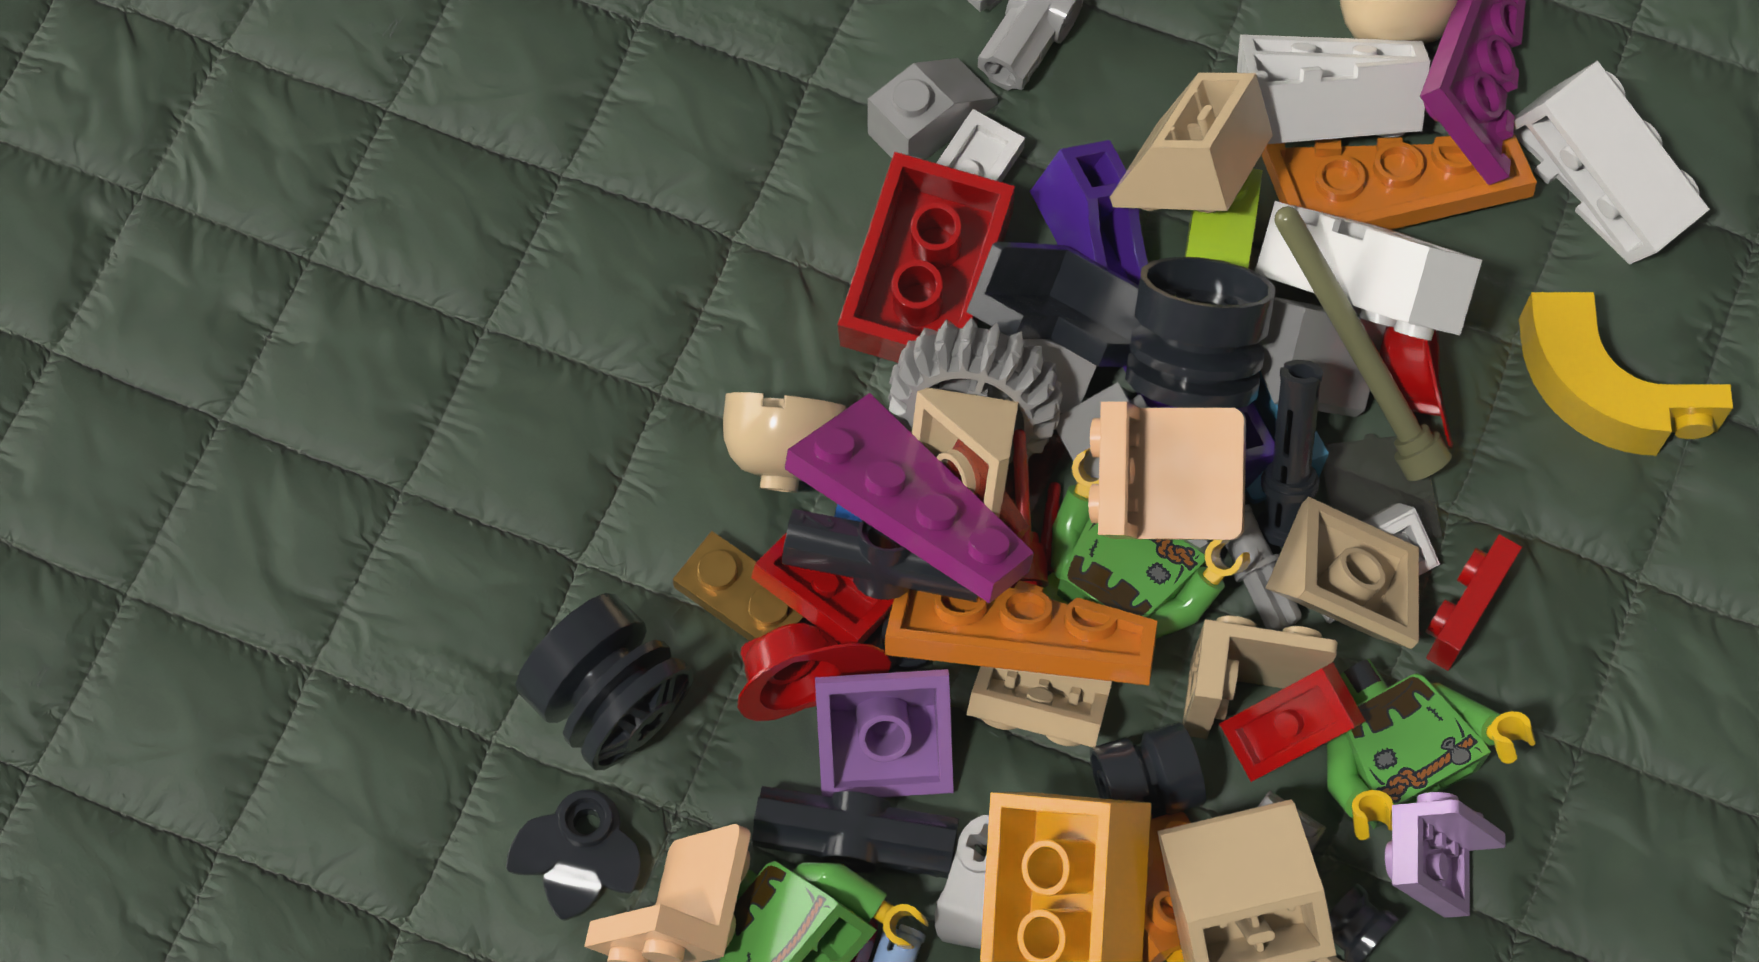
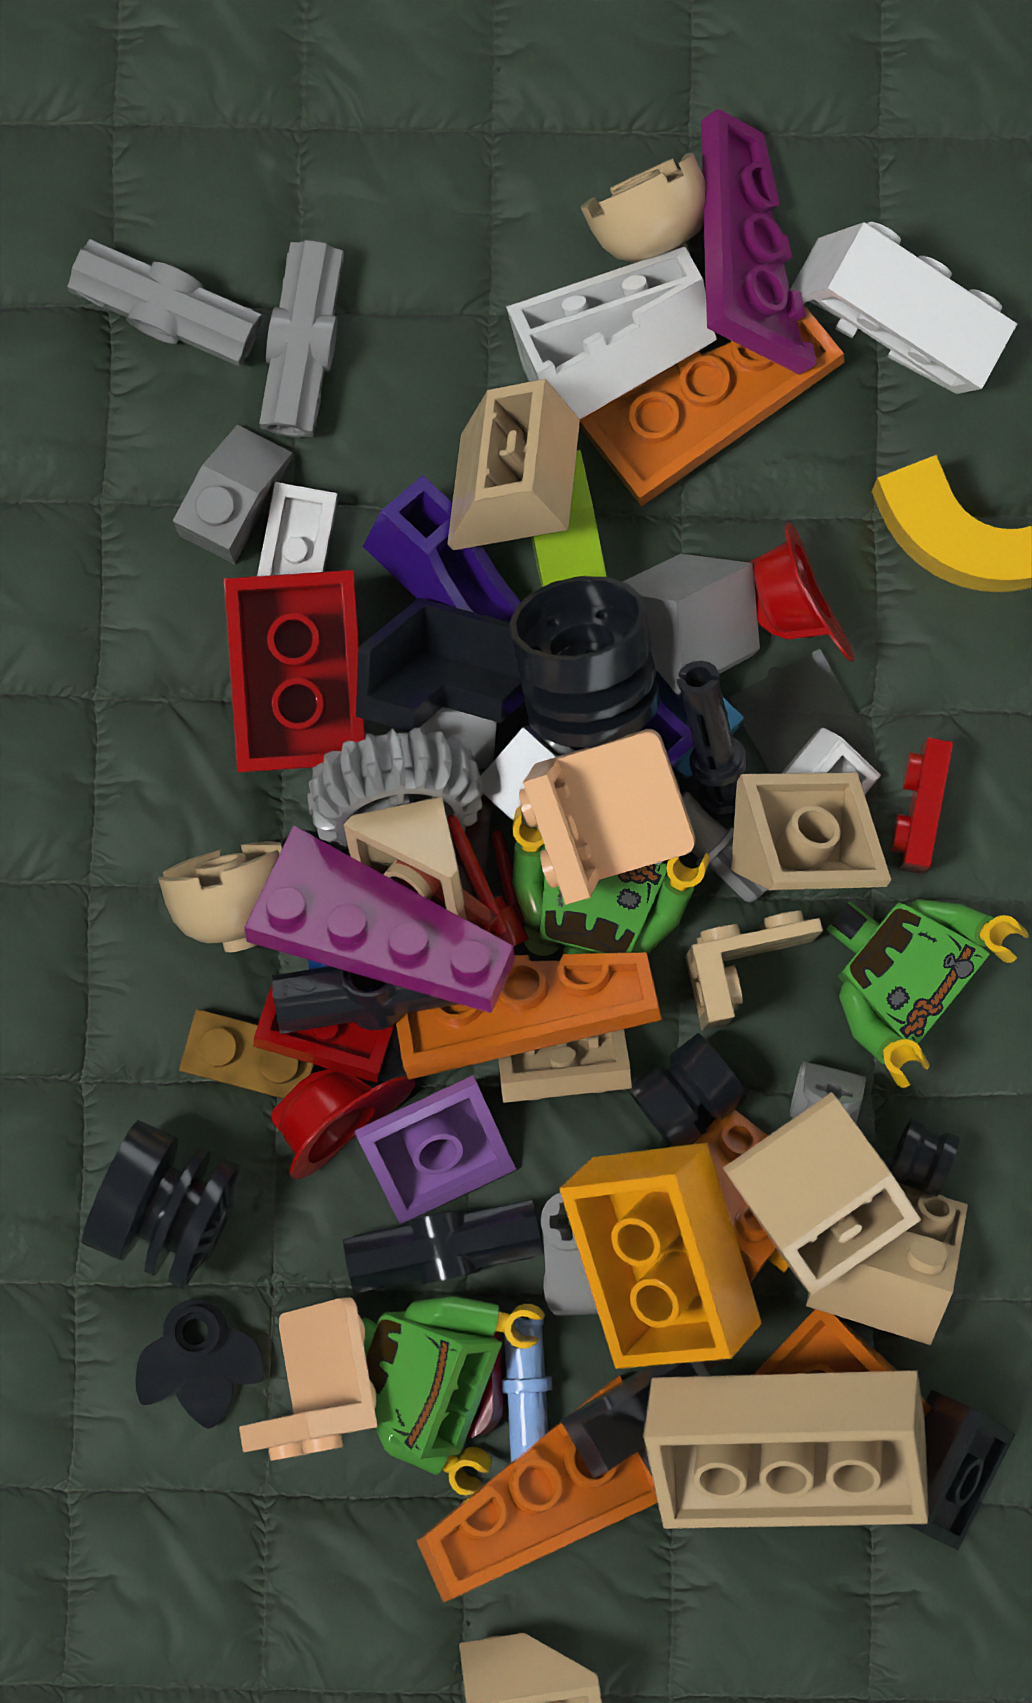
camera: 20 degrees left, 15 degrees up
(1292, 722) = (801, 994): red plate -> none
(1381, 272) = (720, 524): white wedge -> none
(1418, 449) = (825, 674): olive piece -> none
(1432, 850) = (970, 1069): lavender bracket -> none

